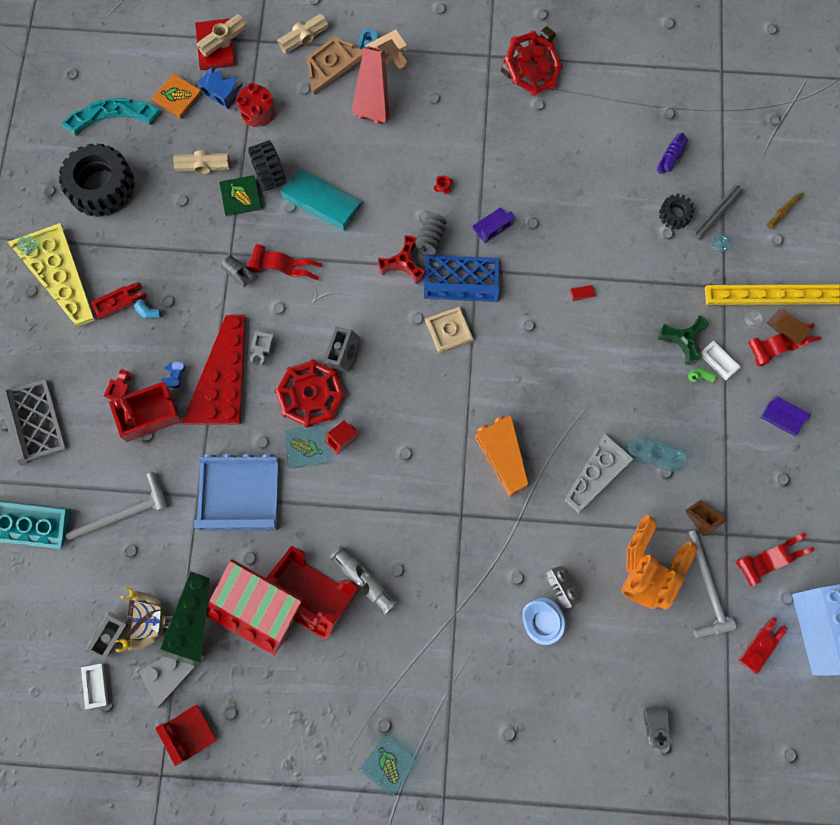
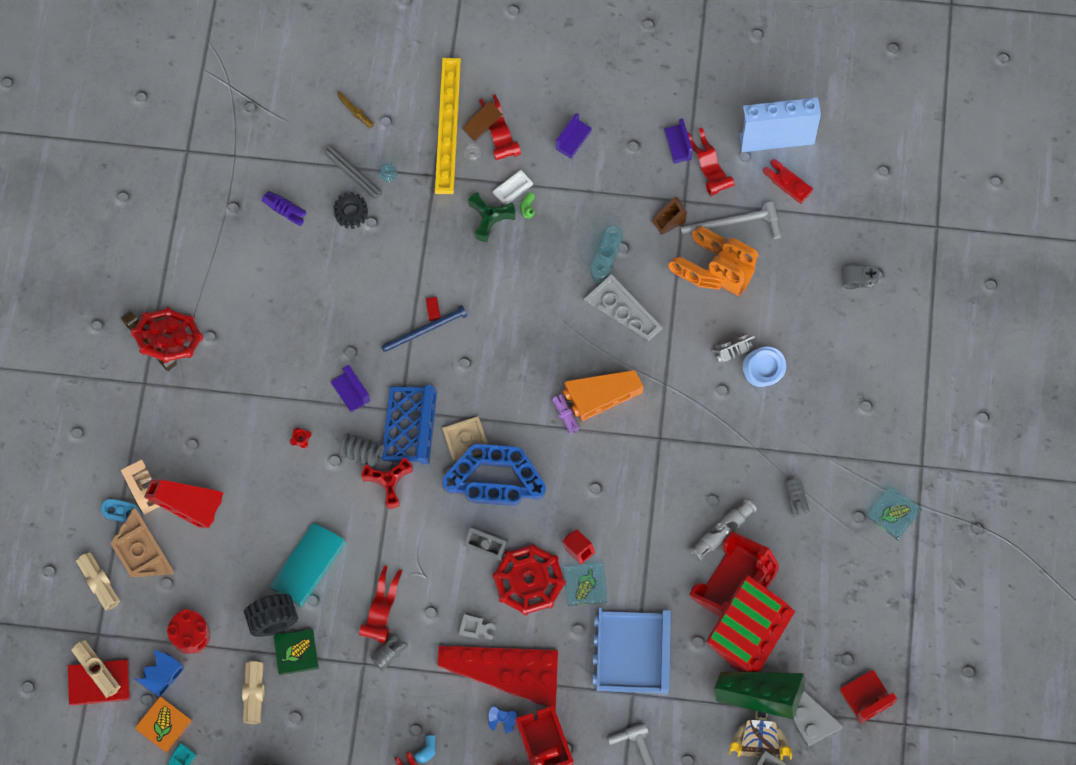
camera: 85 degrees left, 5 degrees down
(389, 346) = (484, 488): none -> blue piece
(406, 656) = (796, 494): none -> dark grey hinge
(479, 420) = (565, 414): none -> medium lavender pin
(580, 318) = (426, 328): none -> dark blue bar
(792, 525) = (679, 142): none -> dark purple panel

